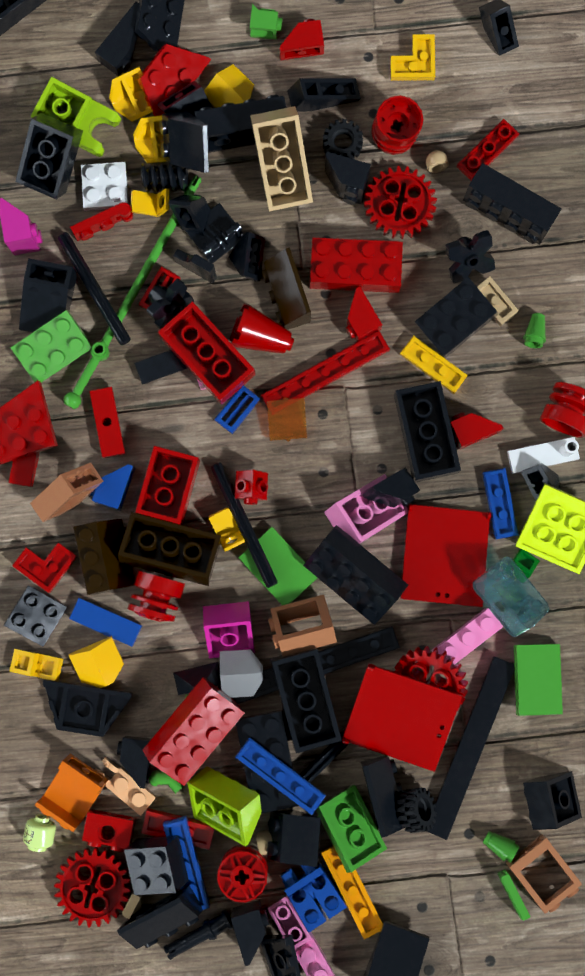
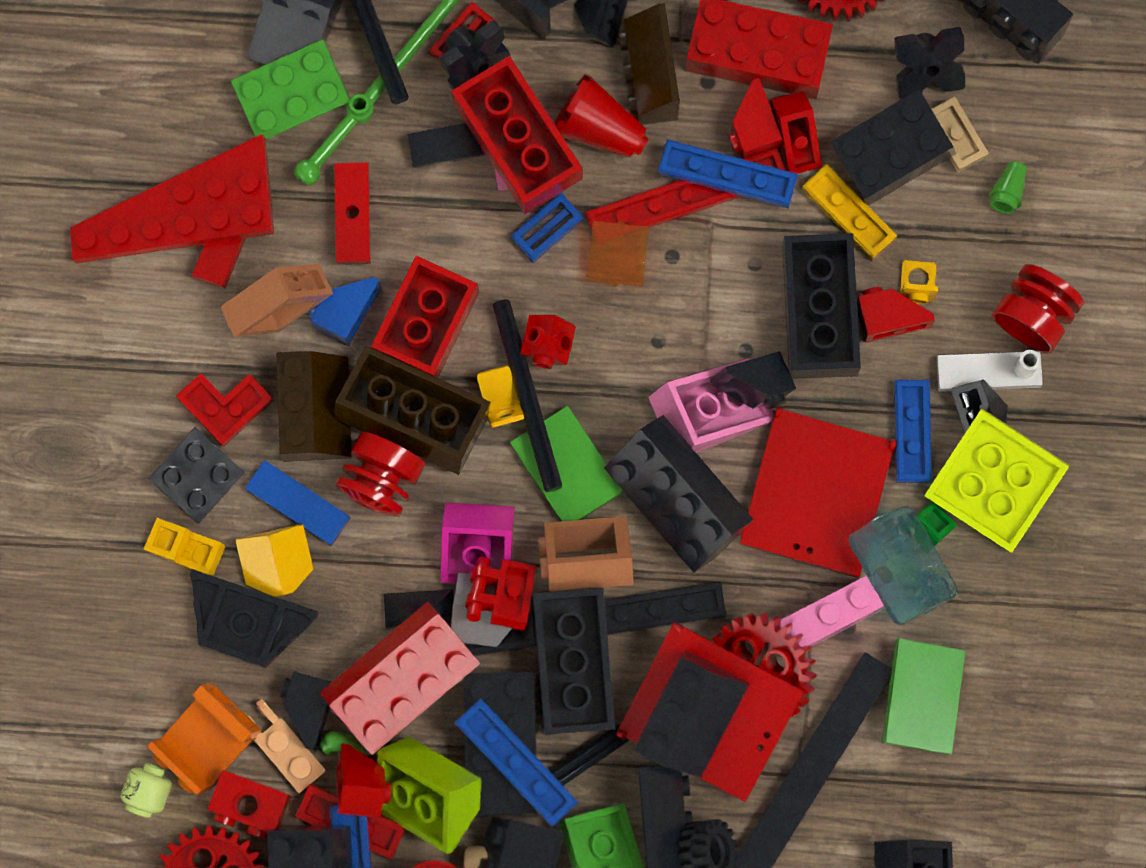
camera: 10 degrees right, 5 degrees down
(180, 806) = (360, 784): none -> red slope
(258, 662) = (512, 594): none -> red plate
(350, 353) = (727, 173): none -> blue tile
(390, 724) = (691, 715): none -> black slope
(391, 316) = (798, 132): none -> red slope
(490, 412) = (919, 293): none -> yellow bracket

